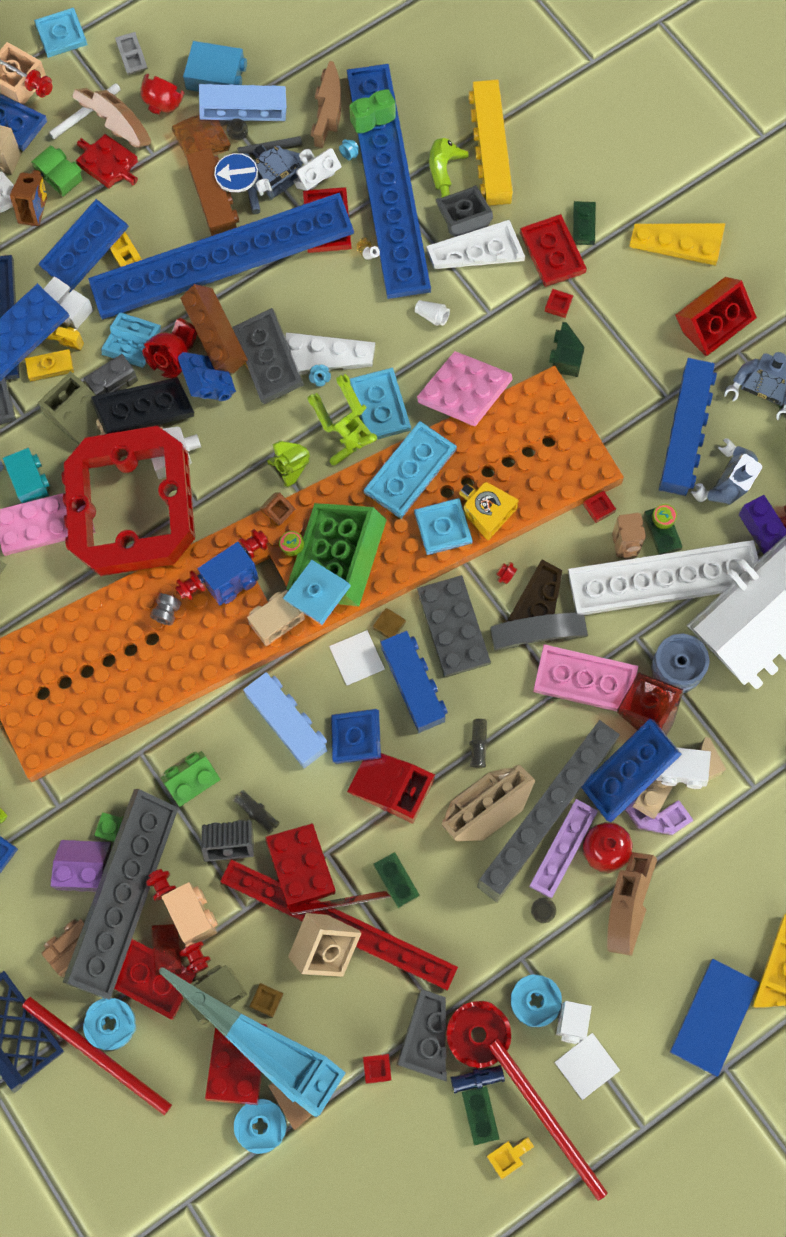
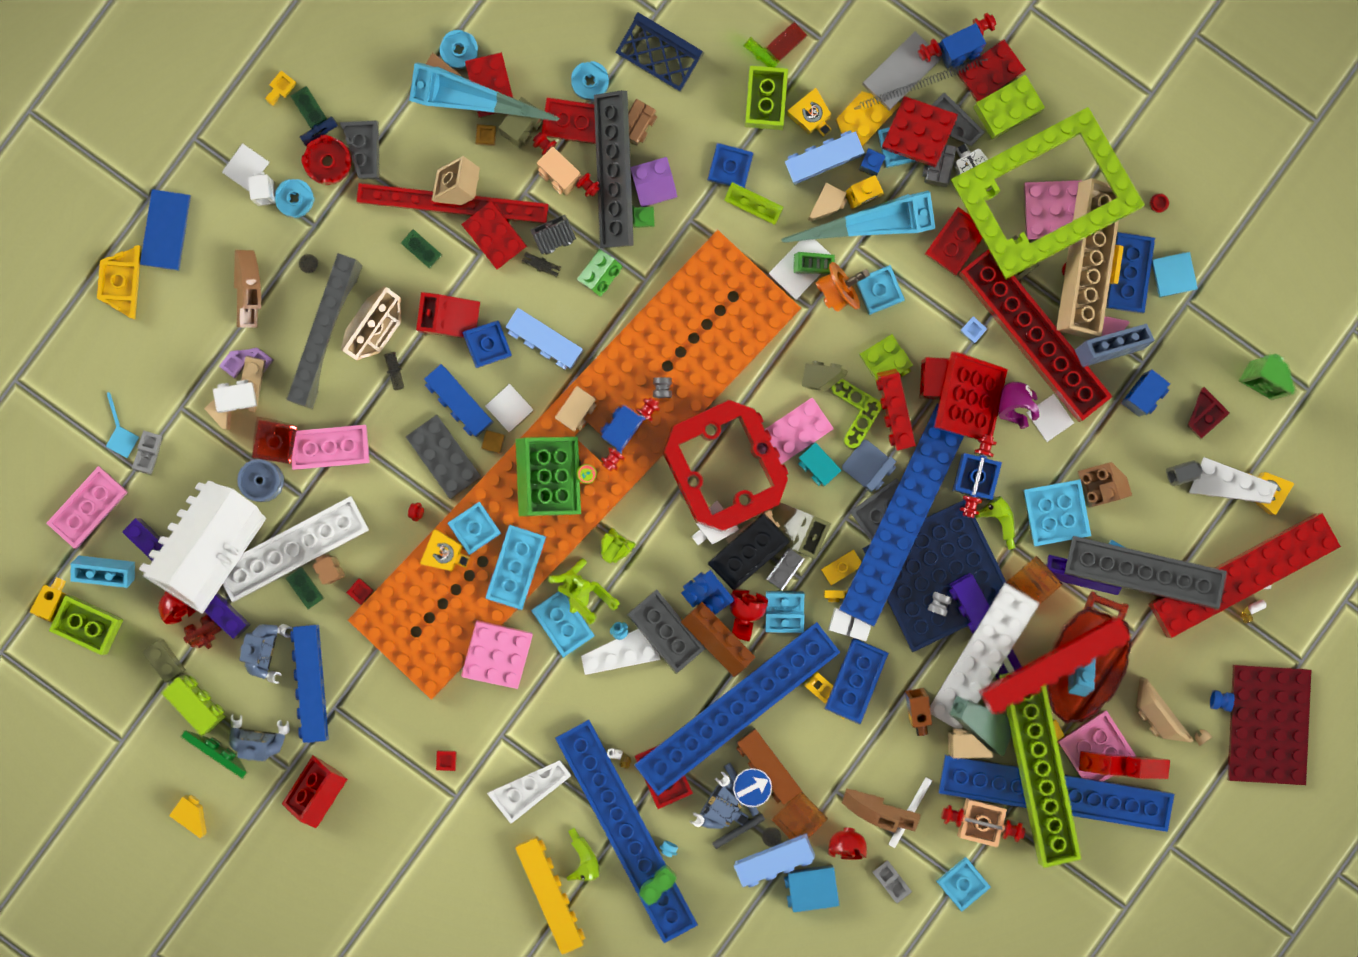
camera: 155 degrees right, 15 degrees up
(57, 170) = (907, 744): bright green brick -> none
(97, 1056) = (590, 56): red piece -> none
(107, 161) = (870, 769): red plate -> none
(166, 948) = (568, 143): clear red plate -> none
(277, 508) = (609, 500): dark orange slope -> none
(317, 170) = (685, 813): white bracket -> none
(317, 592) = (547, 433): medium azure plate -> none
(328, 105) = (702, 893): medium nougat slope -> none
(339, 902) = (455, 217): red sticker -> none
(377, 1068) = (390, 114): red plate -> none
(433, 312) = (547, 718): white cone -> none
(465, 211) = (550, 819): dark grey slope -> none
(538, 629) = (376, 472): dark grey slope -> none
(540, 593) = (384, 497): dark brown wing -> none
(548, 1119) = (262, 120): red piece -> none
(553, 250) = (466, 808): red plate -> none
(563, 849) = (307, 310): lavender plate -> none
(568, 352) = (424, 717): clear green slope -> none
(584, 222) = (449, 845): clear green plate -> none
(607, 847) = (275, 325): red cylinder -> none
(630, 770) = (271, 382): blue tile -> none
(664, 516) = (306, 597): lime tile -> none
(687, 241) = (361, 855): yellow wing -> none

